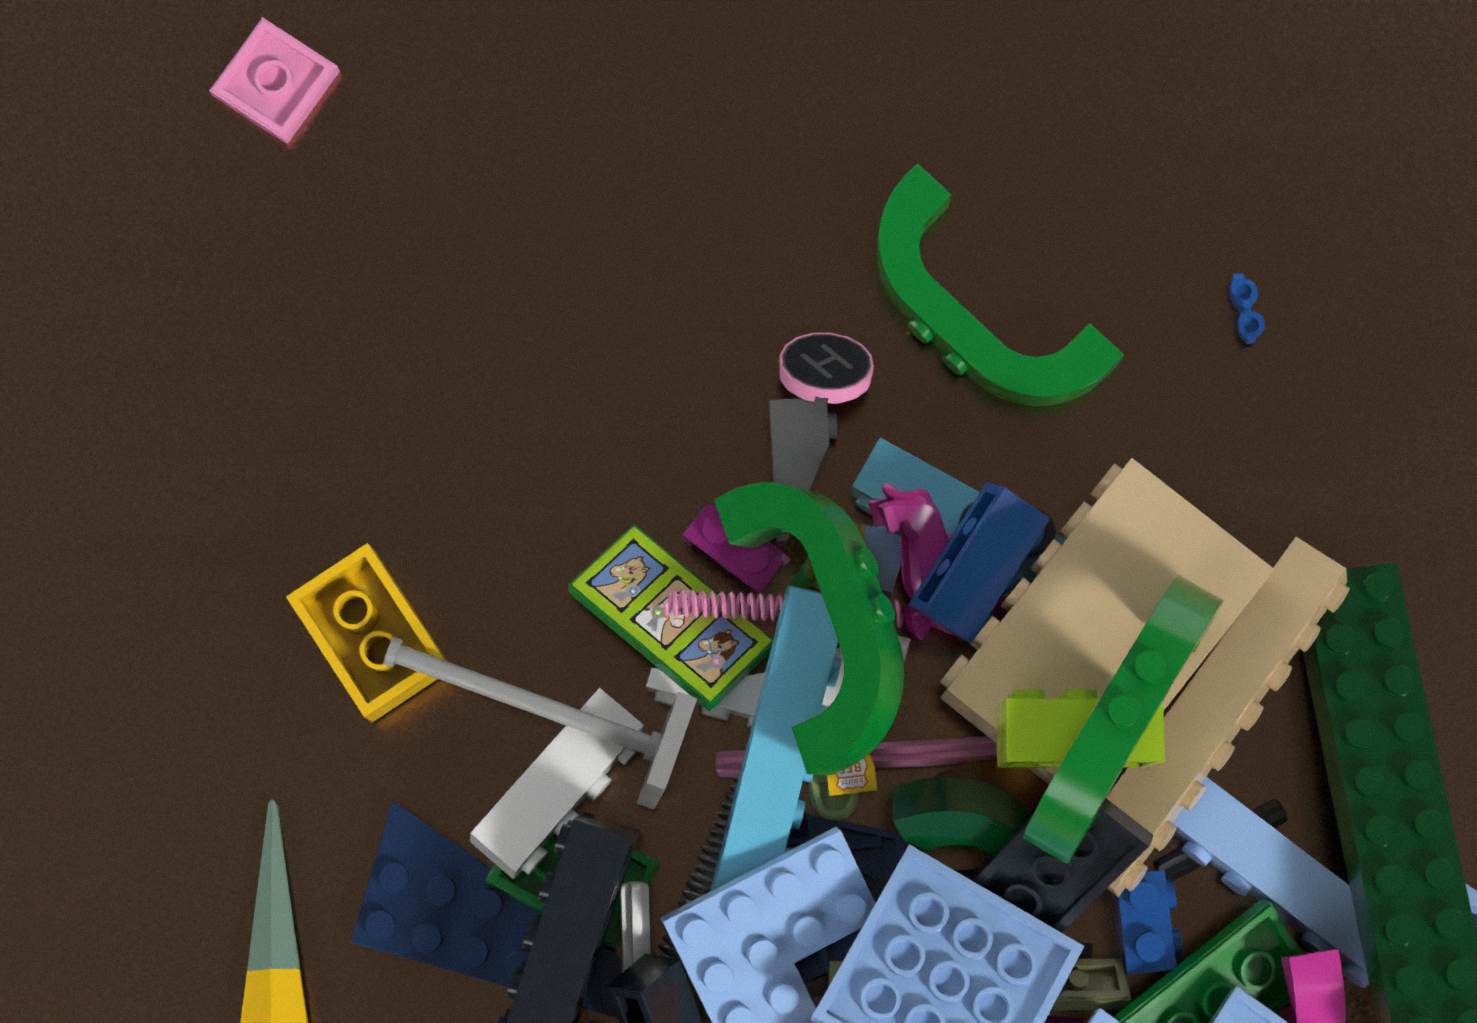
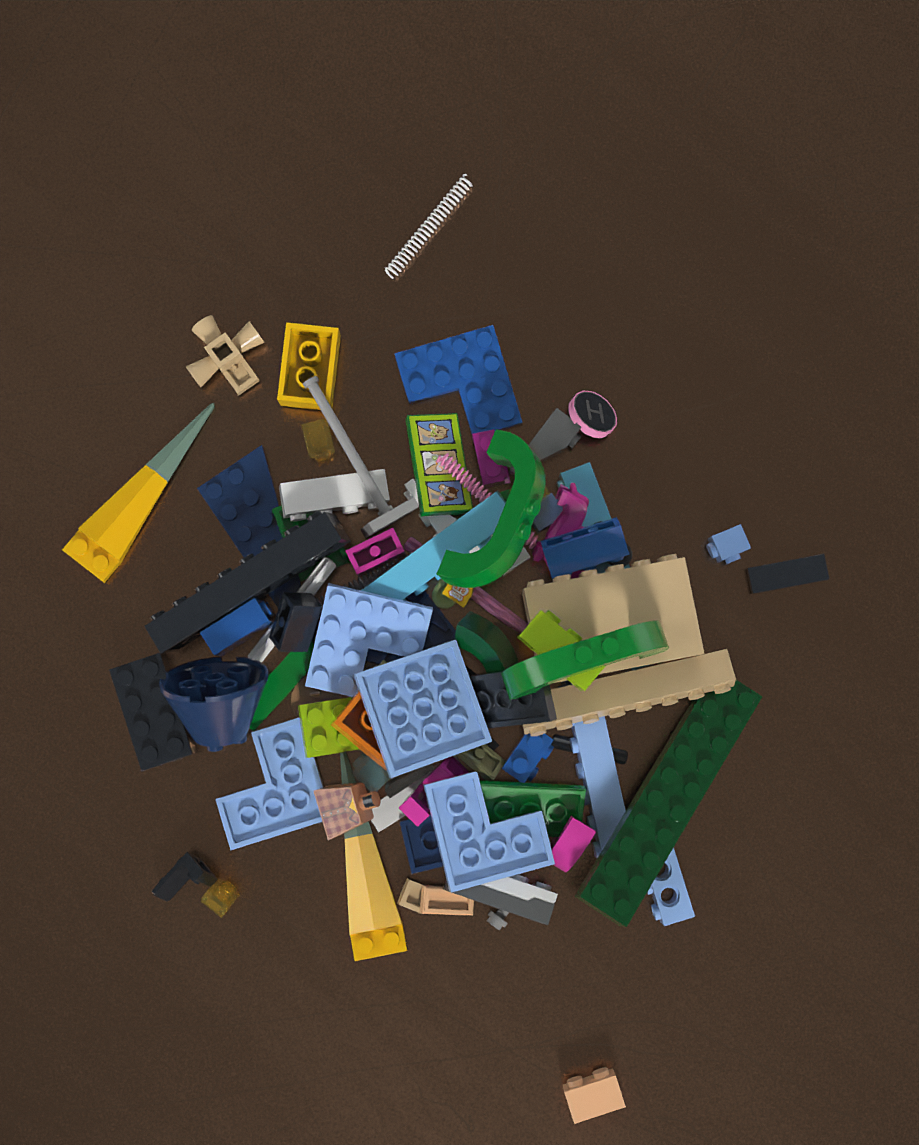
camera: 35 degrees right, 5 degrees up
(233, 716) = (225, 355): none -> tan brick
(274, 80) = (464, 98): bright pink tile -> none
(380, 299) = (425, 225): none -> white piece
(469, 724) = (318, 439): none -> clear yellow brick
(597, 442) = (465, 364): none -> blue plate
(686, 816) = (375, 552): none -> dark pink brick
(955, 331) = (661, 455): green arch -> none
(1166, 392) = (728, 544): none -> medium blue brick
(1243, 295) = (798, 532): blue piece -> none
(1279, 365) = (787, 573): none -> black tile

